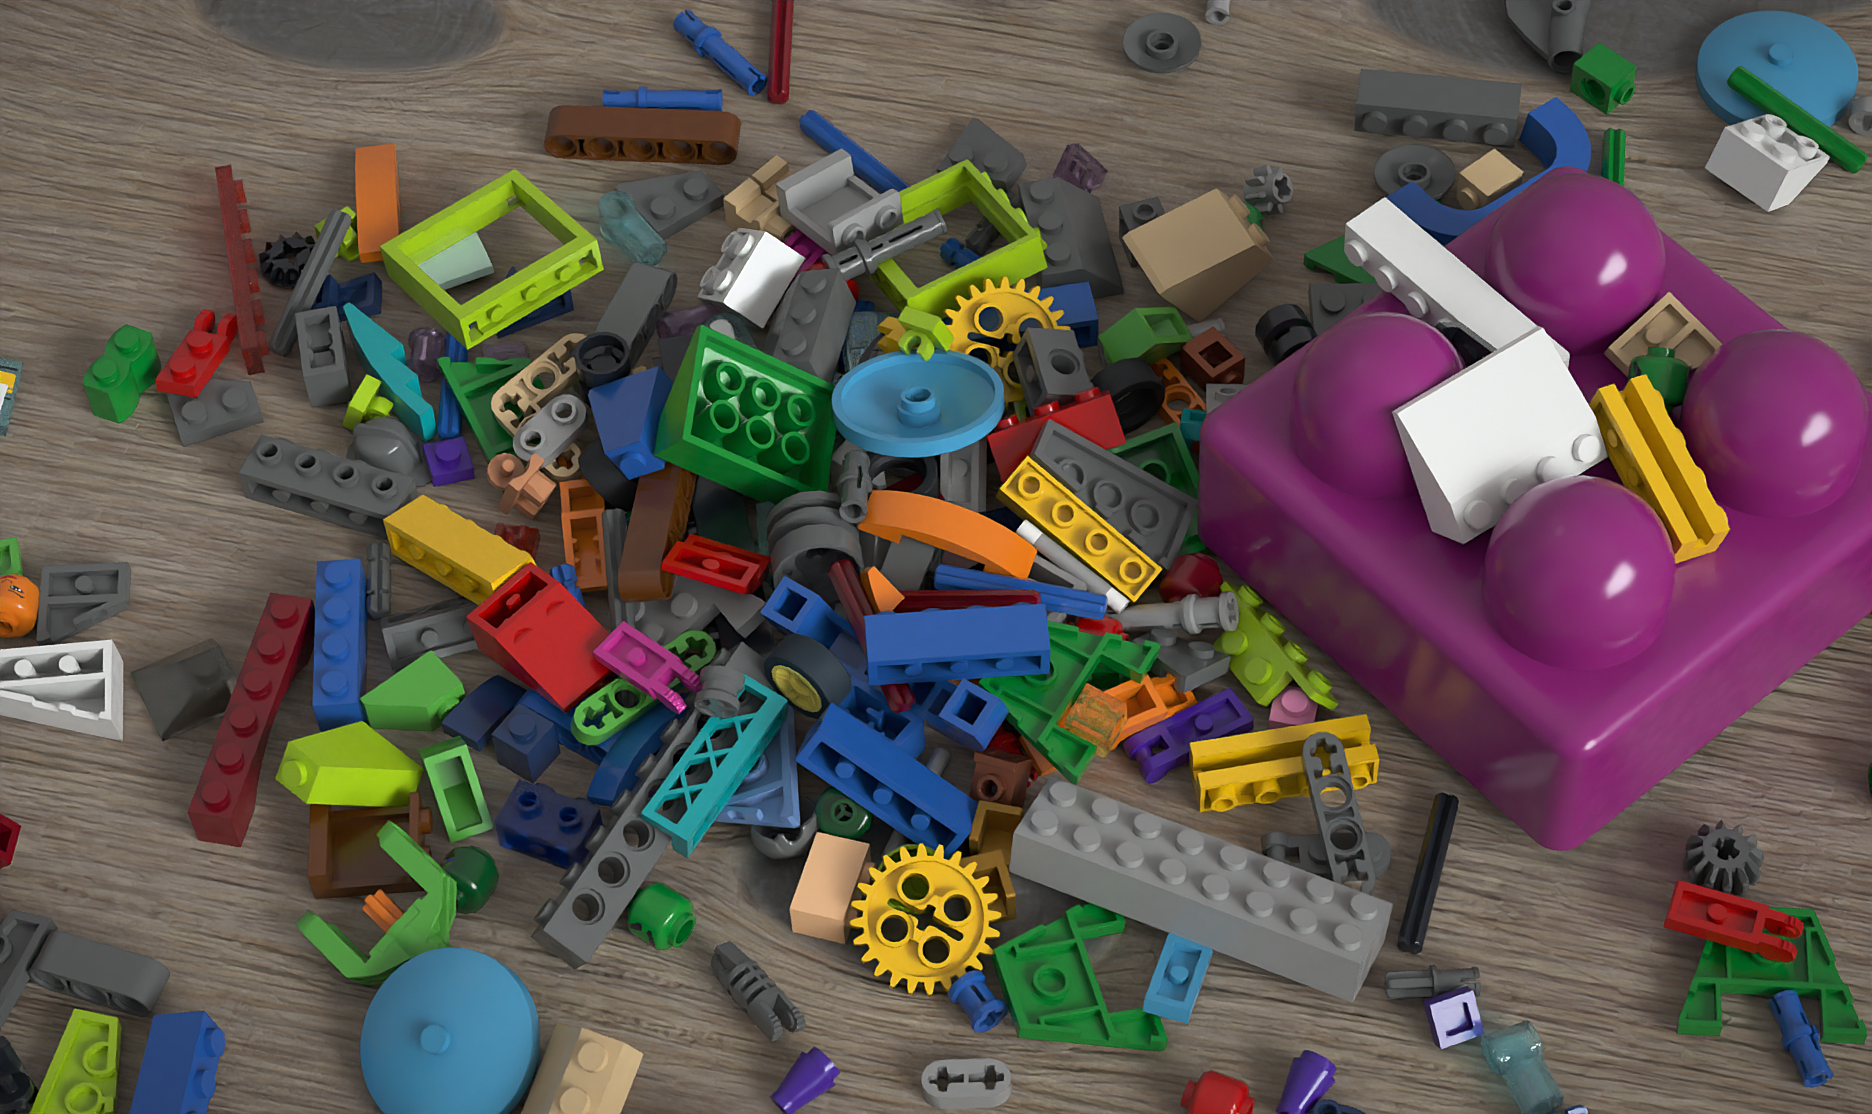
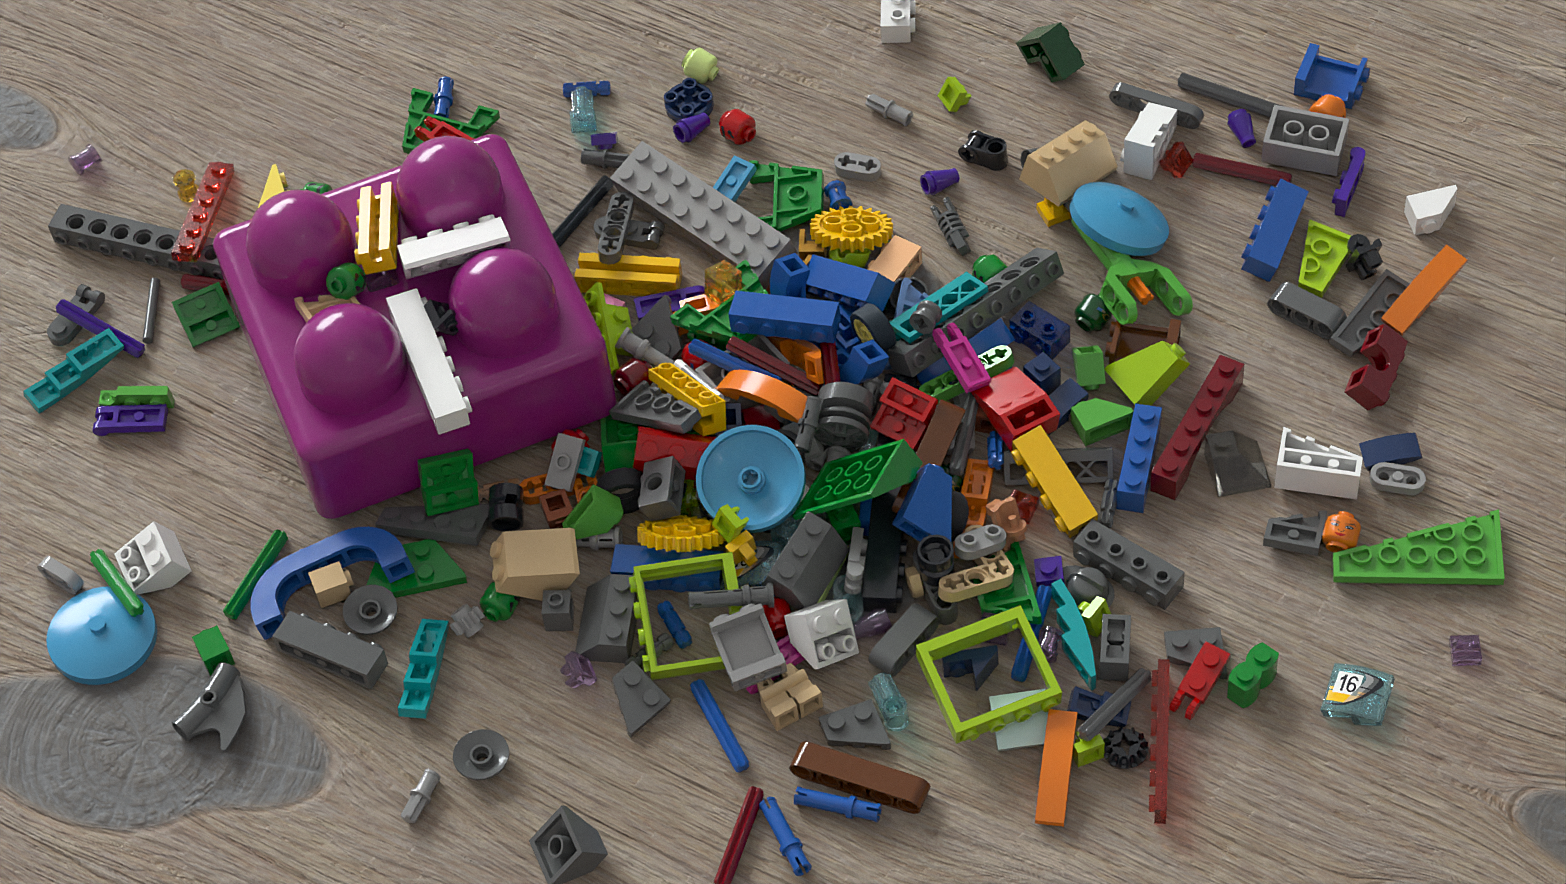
camera: 160 degrees left, 0 degrees up
(1299, 130) = (424, 668): none -> teal slope

